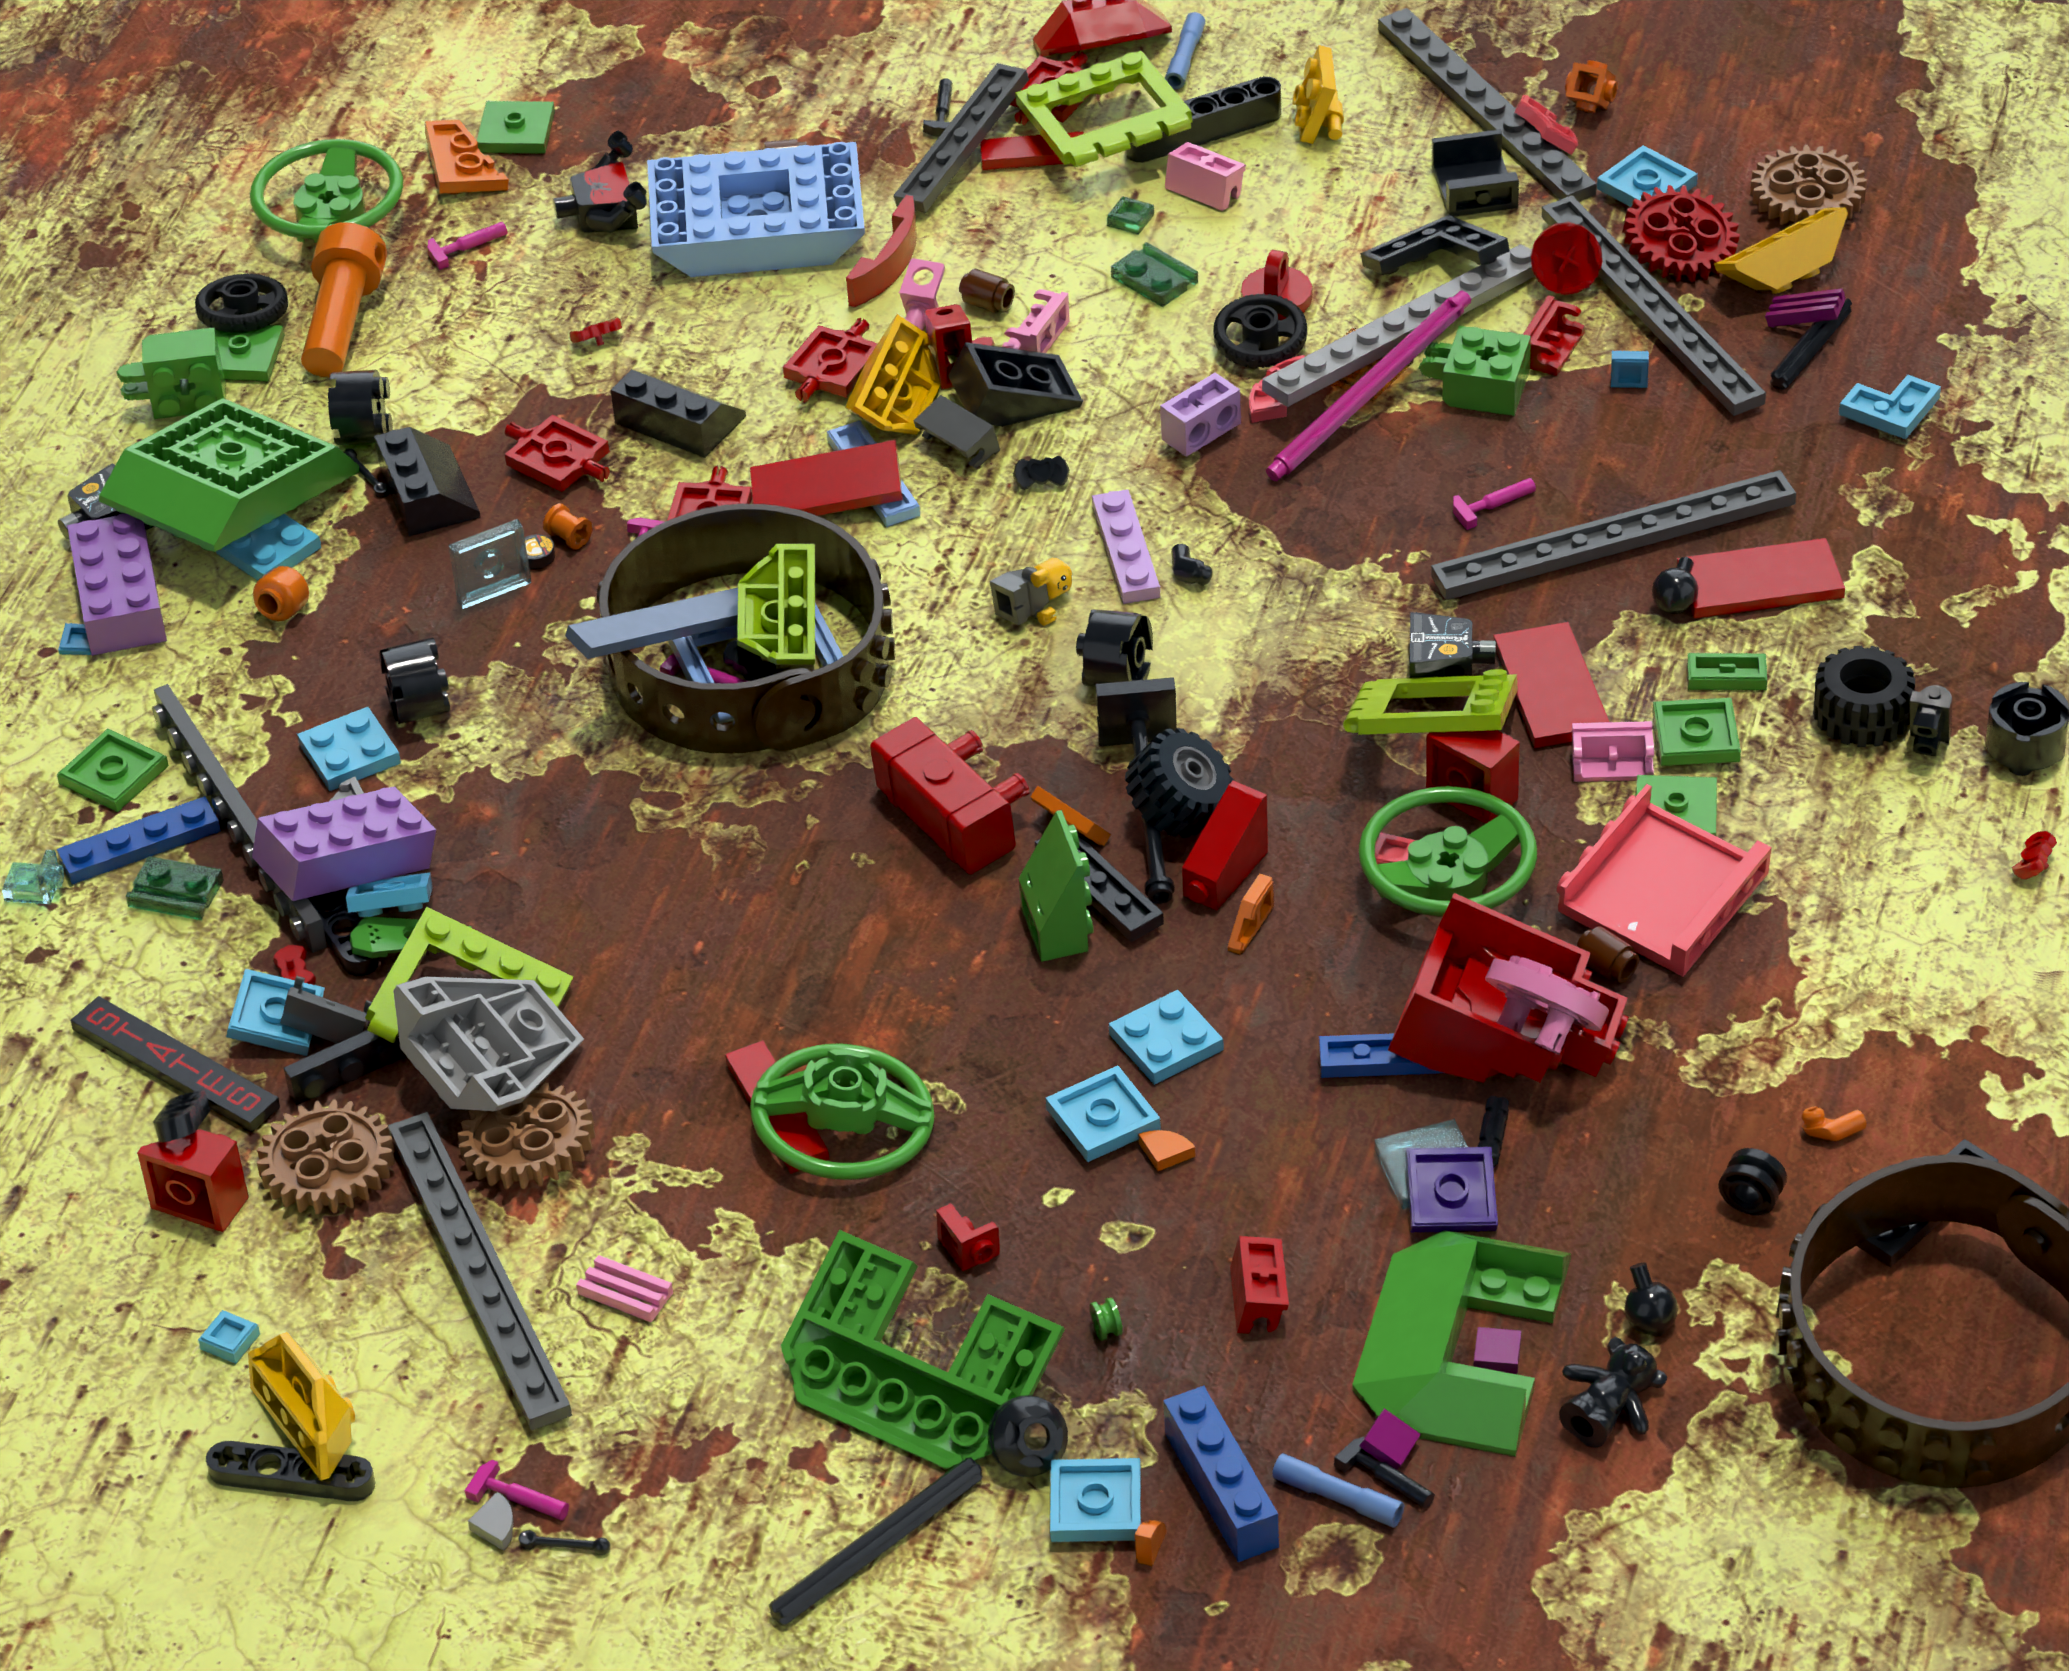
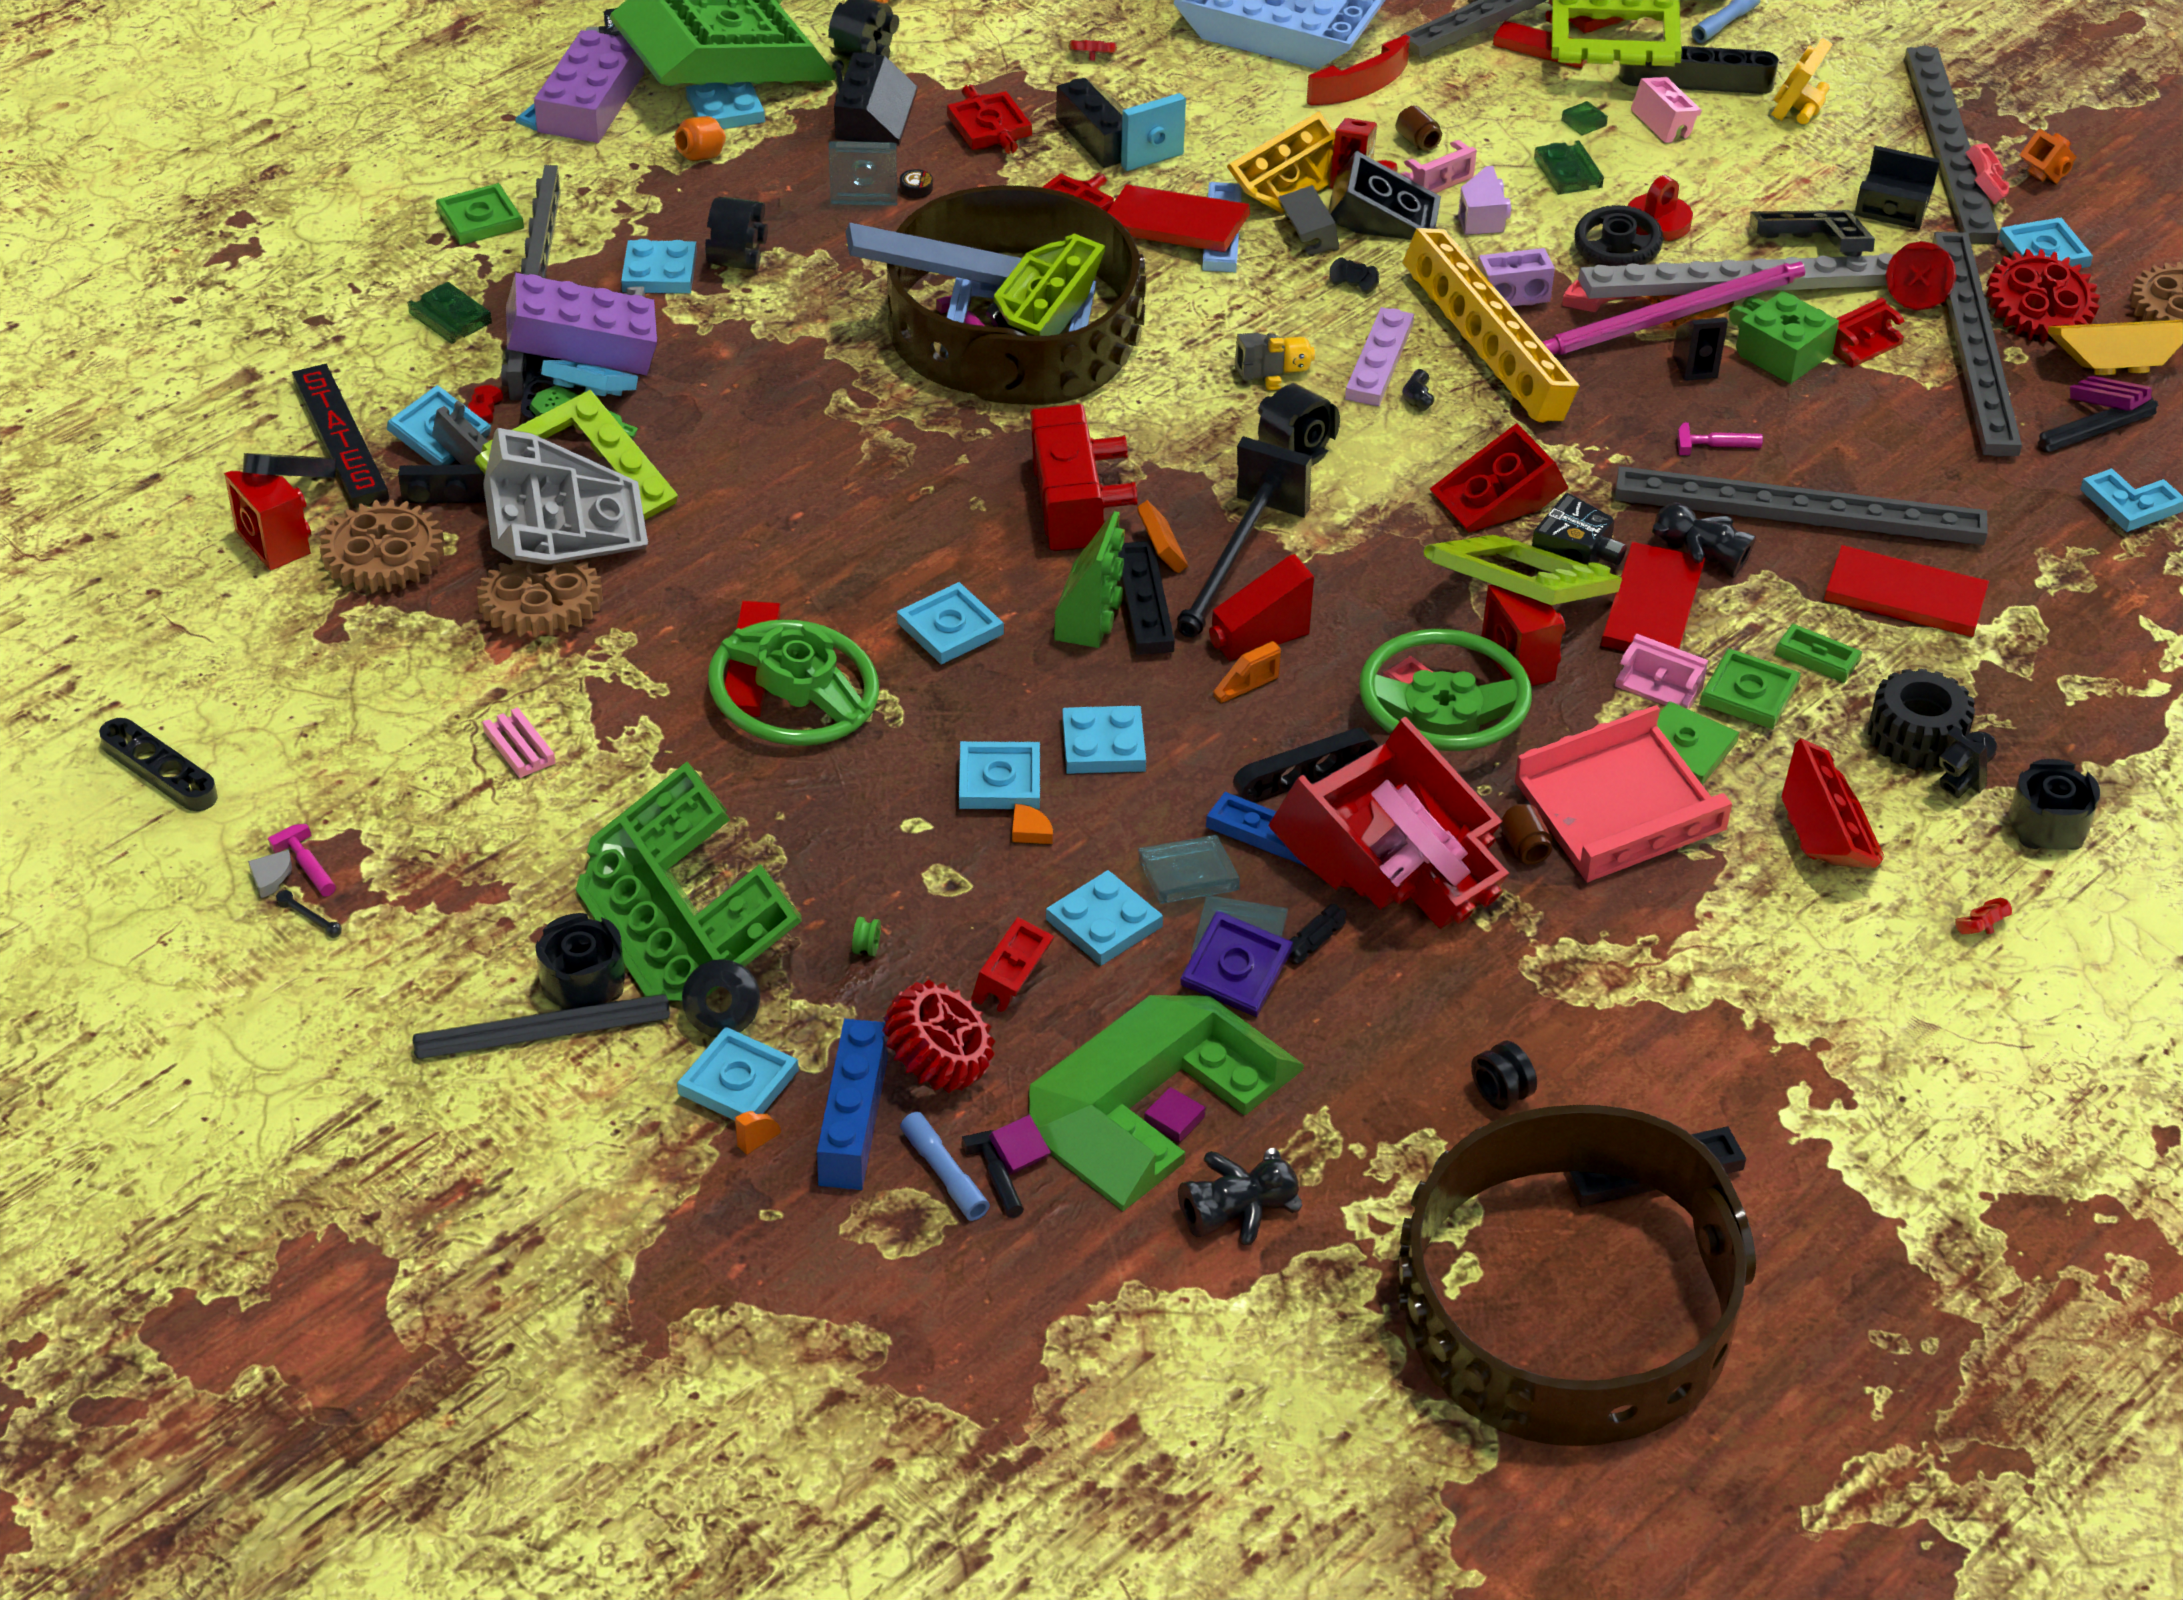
camera: 25 degrees right, 0 degrees up
(34, 881) = (355, 266): clear light blue bracket -> none
(138, 840) = (456, 268): blue plate -> none
(229, 1336) = (204, 646): medium azure tile -> none
(302, 1402) = (201, 718): yellow wedge -> none
(480, 1272) = (419, 682): dark grey plate -> none
(567, 526) = (949, 169): orange bush -> none
(742, 401) = (1153, 131): none -> medium azure plate
(830, 360) = (1249, 129): red plate -> none
(873, 1464) = (580, 961): none -> black brick
(920, 297) = (1356, 108): bright pink bracket -> none
(939, 988) = (950, 623): none -> medium azure plate
(963, 1242) = (808, 828): red bracket -> none
(1109, 347) = (1483, 204): none -> lavender slope
(1177, 782) = (1258, 536): black wheel -> none
(1213, 471) = (1490, 325): none -> yellow brick
(1255, 1376) = (938, 1036): none -> red gear
(1297, 1202) = (1104, 917): none -> medium azure plate
(1337, 626) = (1501, 482): none -> red slope
(1340, 1122) = (1189, 869): none -> clear light blue tile
(1368, 979) = (1265, 779): none -> black beam
(1419, 415) = (1700, 348): none -> black slope
(1558, 600) = (1704, 537): none -> black piece
(1629, 369) = (1914, 382): dark azure tile -> none
(1650, 1304) = (1333, 1138): black piece -> none
(1676, 588) = (1819, 566): black piece -> none
(1832, 1129) = (1617, 1065): orange arm -> none
(1847, 820) = (1827, 811): none -> red wedge

